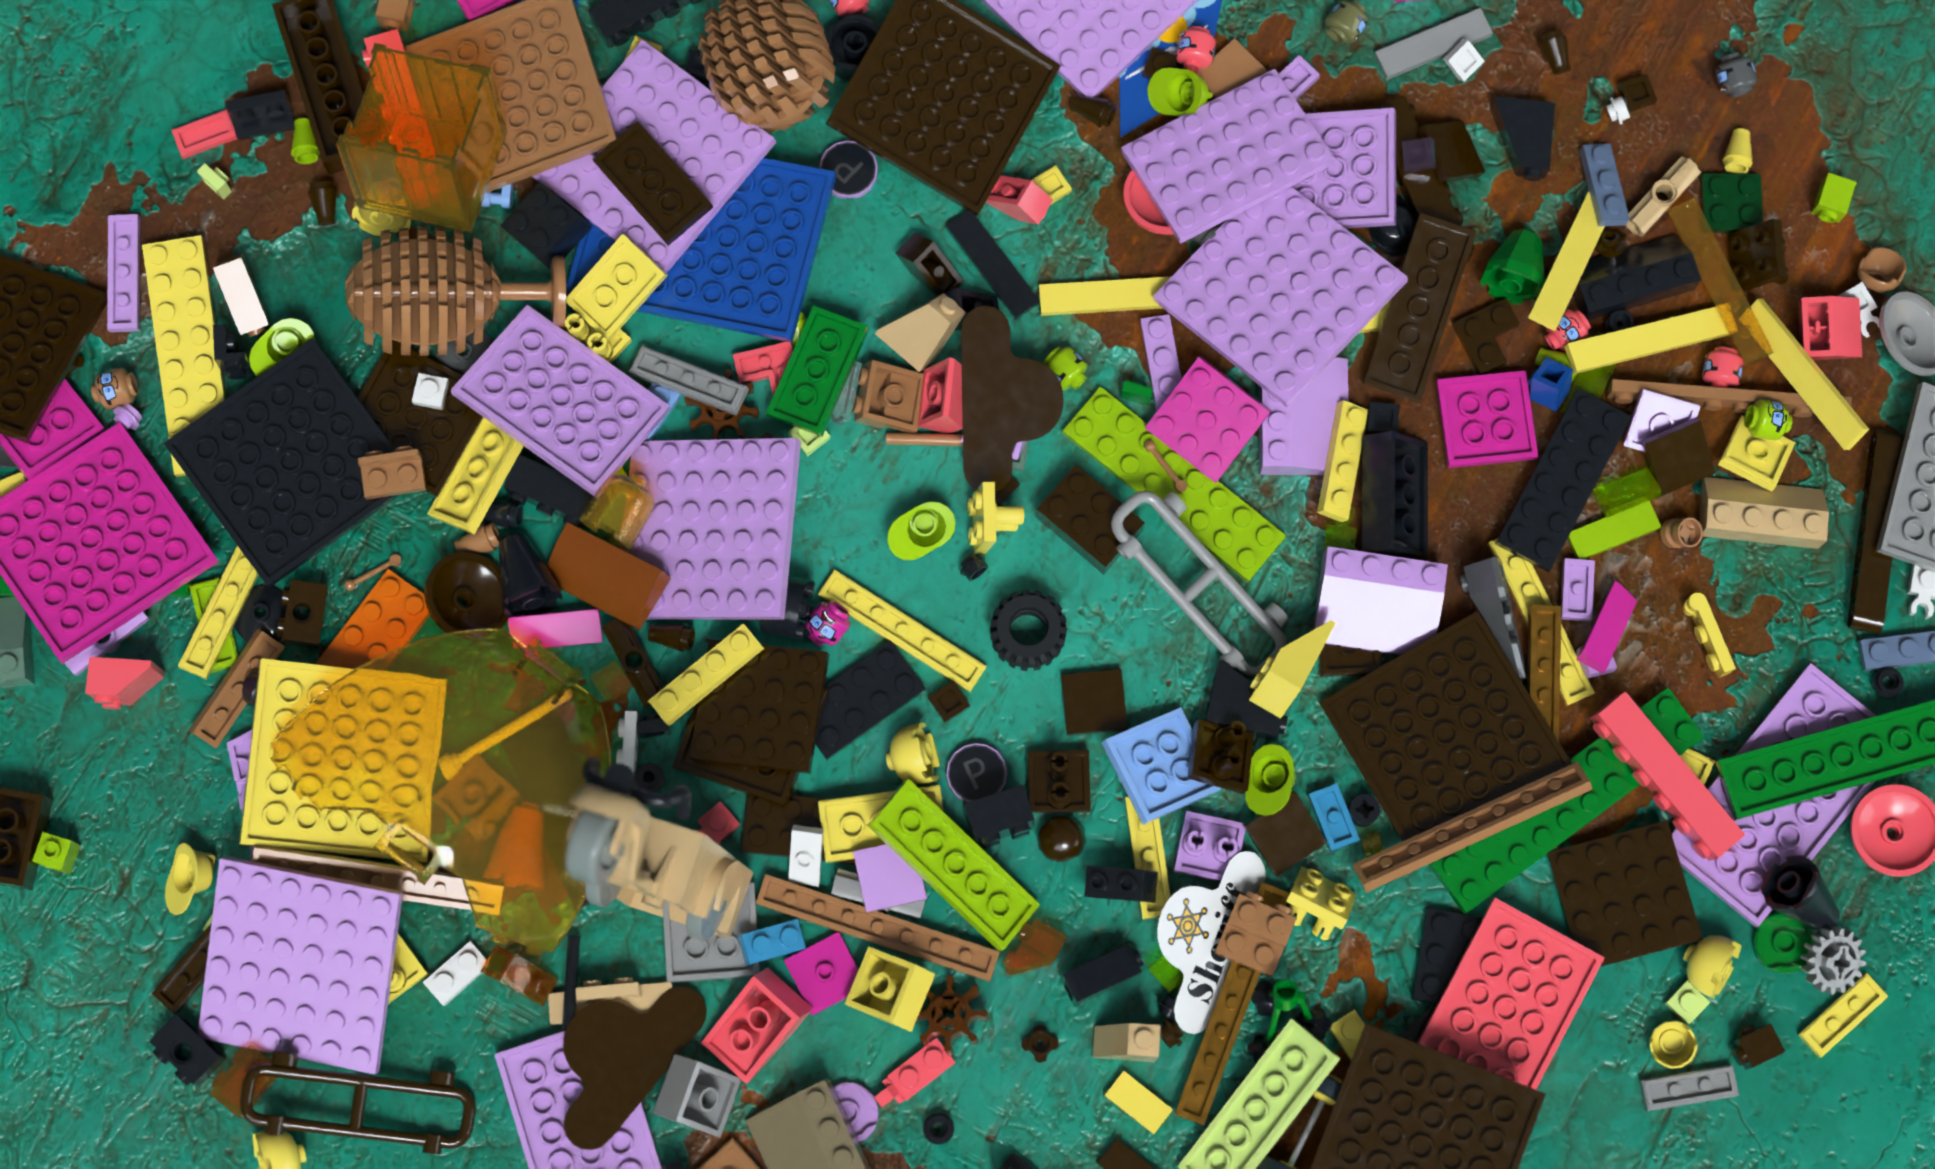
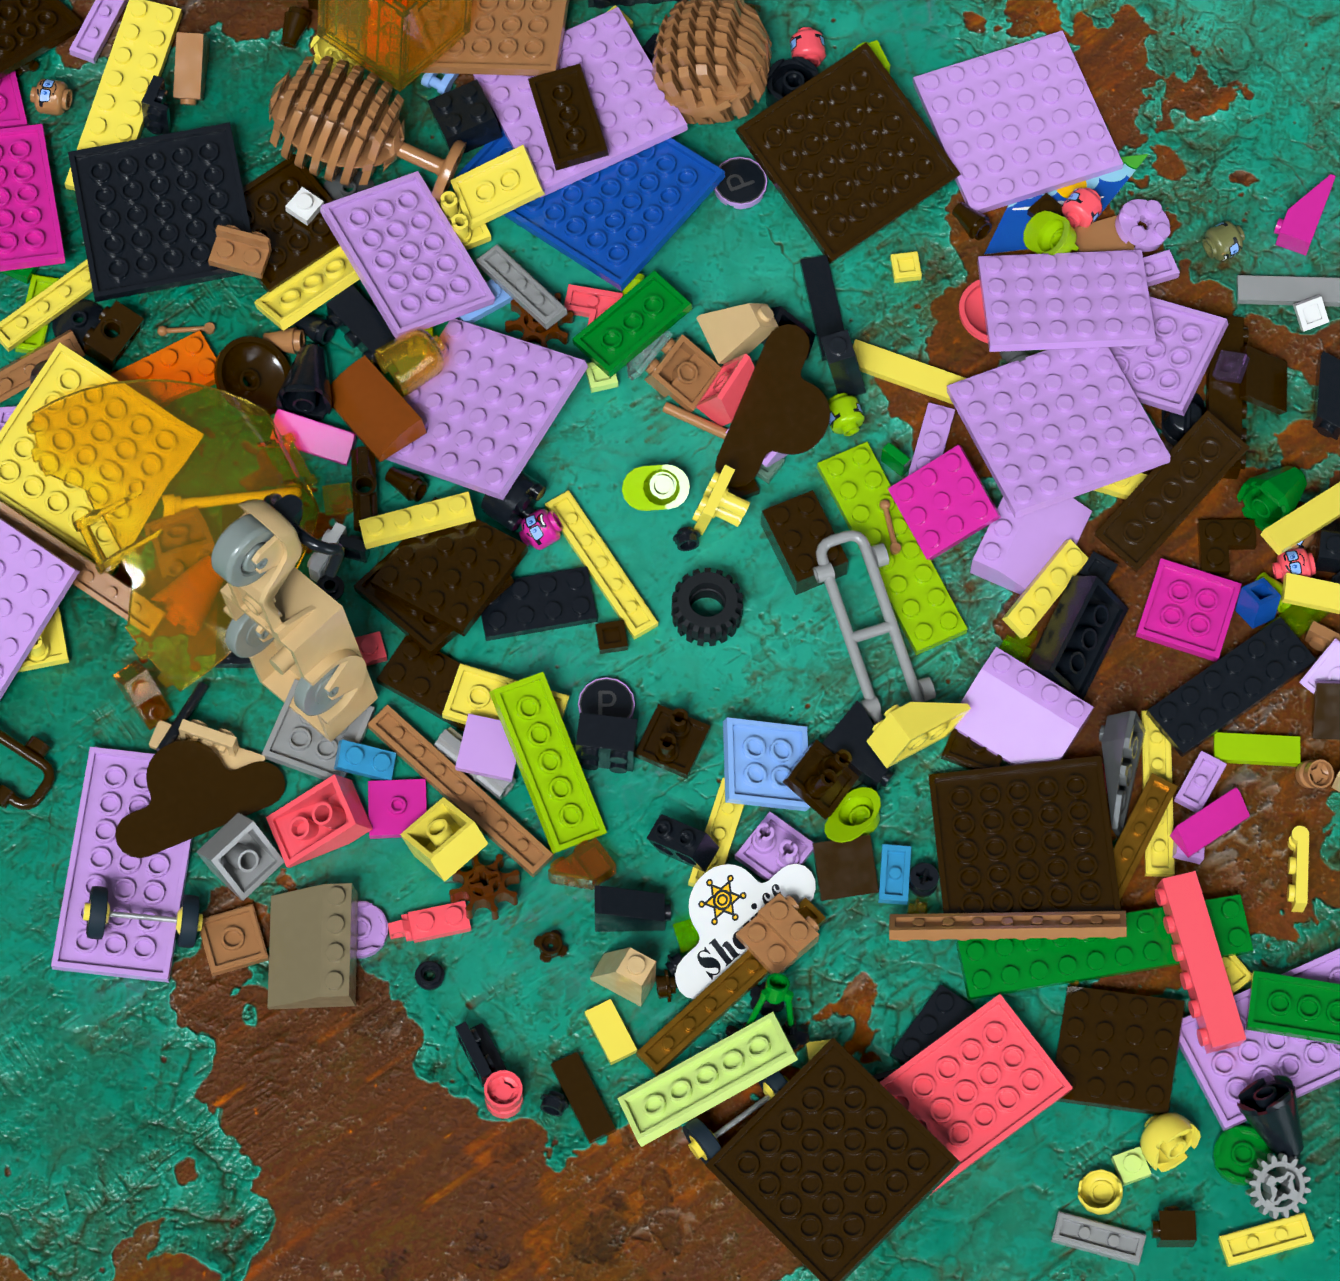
camera: 25 degrees right, 10 degrees down
(127, 416) = (51, 123): lavender plate -> none
(278, 343) = (200, 114): lime piece -> none
(456, 973) = (91, 672): white plate -> none
(806, 855) = (428, 703): white plate -> none
(914, 755) = (561, 663): light yellow cylinder -> none
(929, 265) = (769, 281): dark brown slope -> none
(1019, 199) = (872, 264): coral slope -> none
(1044, 320) = (843, 363): none -> black slope
(1061, 839) = (652, 789): dark brown hair -> none
(1094, 702) = (734, 690): dark brown tile -> none
(1268, 27) = (1152, 215): none -> lavender plate
(1321, 898) = (850, 931): light yellow plate -> none
(1626, 492) = (1283, 722): clear neon green plate -> none

